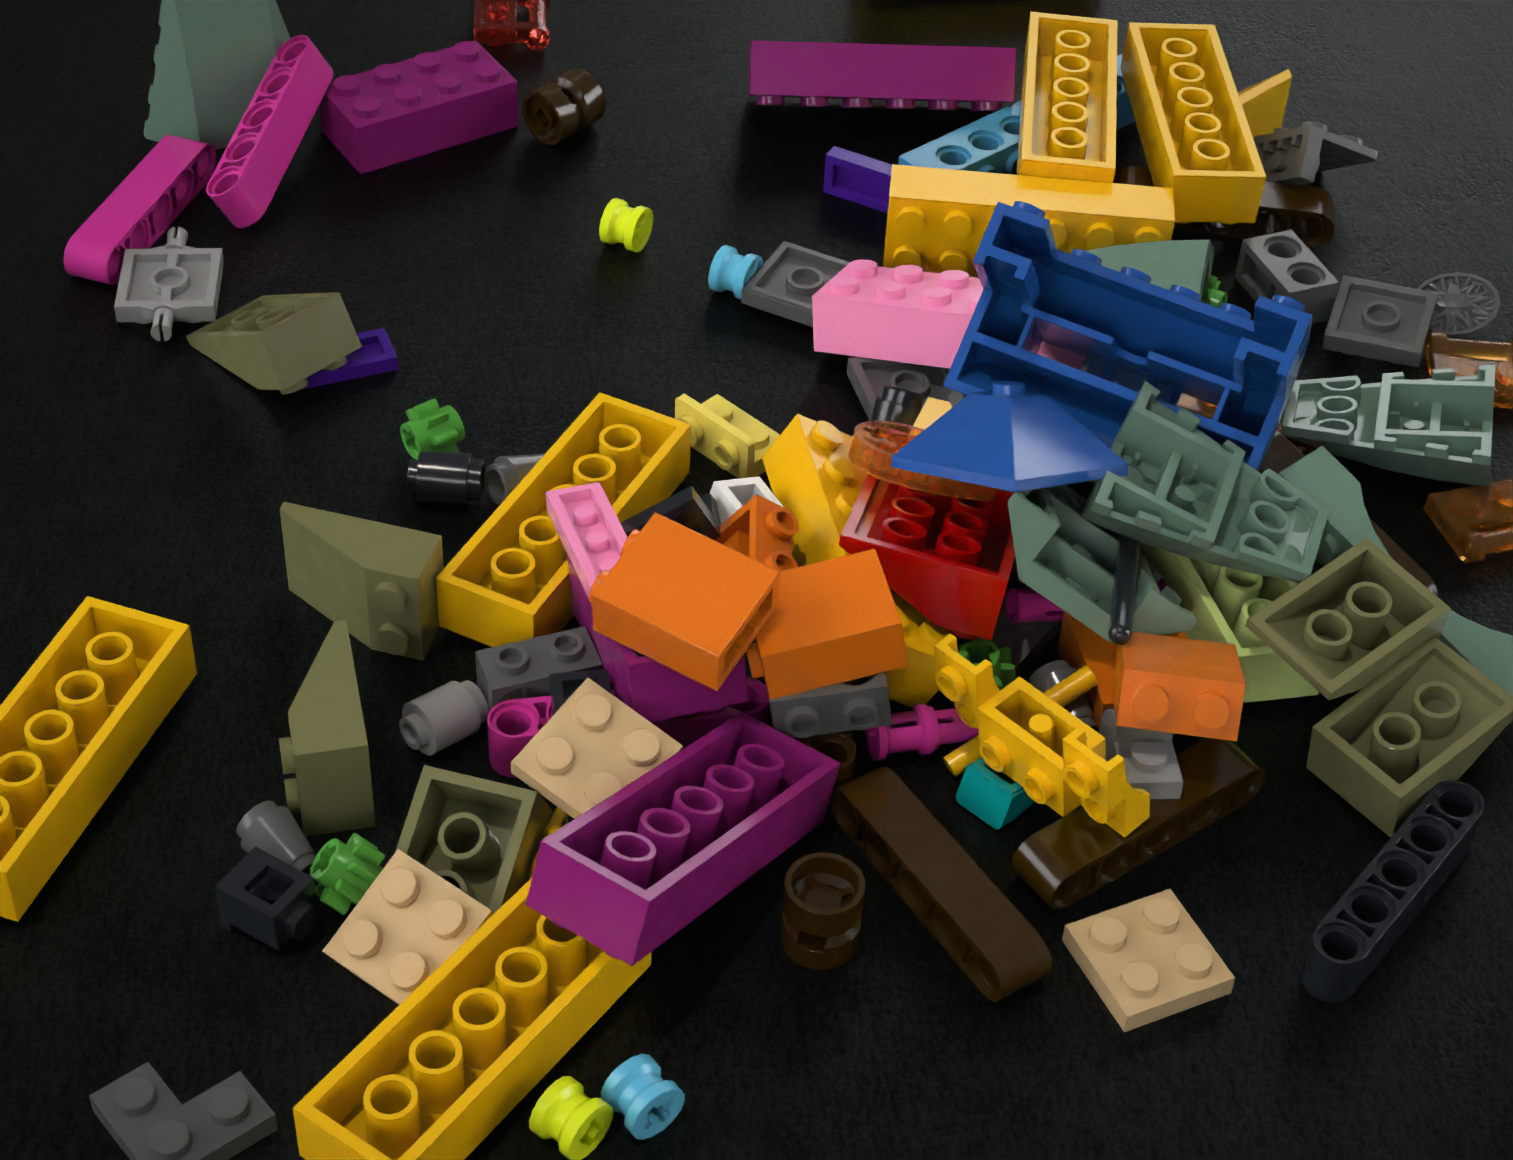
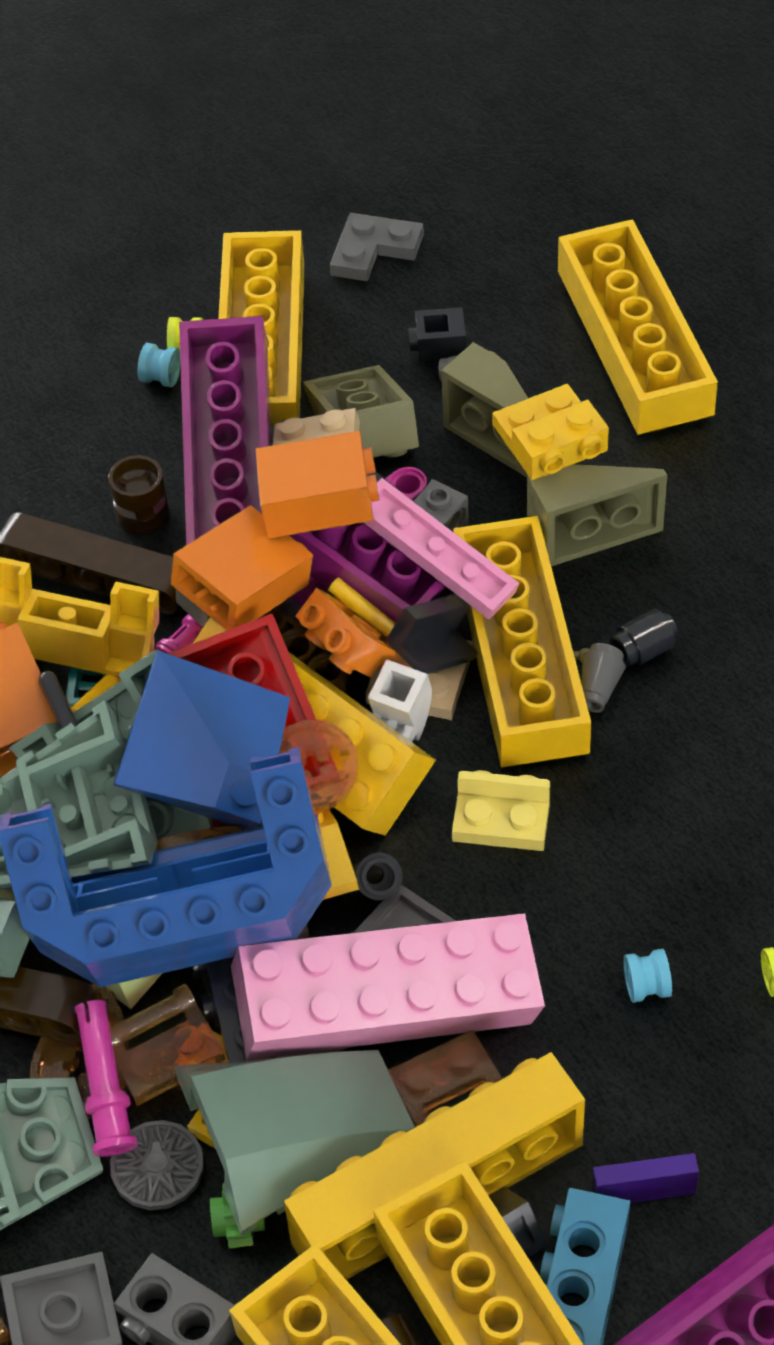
camera: 150 degrees right, 10 degrees up
(345, 871) = (413, 369): bright green gear -> none
(347, 585) = (551, 431): none -> yellow plate
(405, 928) = (347, 360): tan plate -> none
(432, 428) = (692, 661): bright green gear -> none
(443, 716) = (467, 475): light grey brick -> none
(789, 282) = (588, 1009): dark grey plate -> none

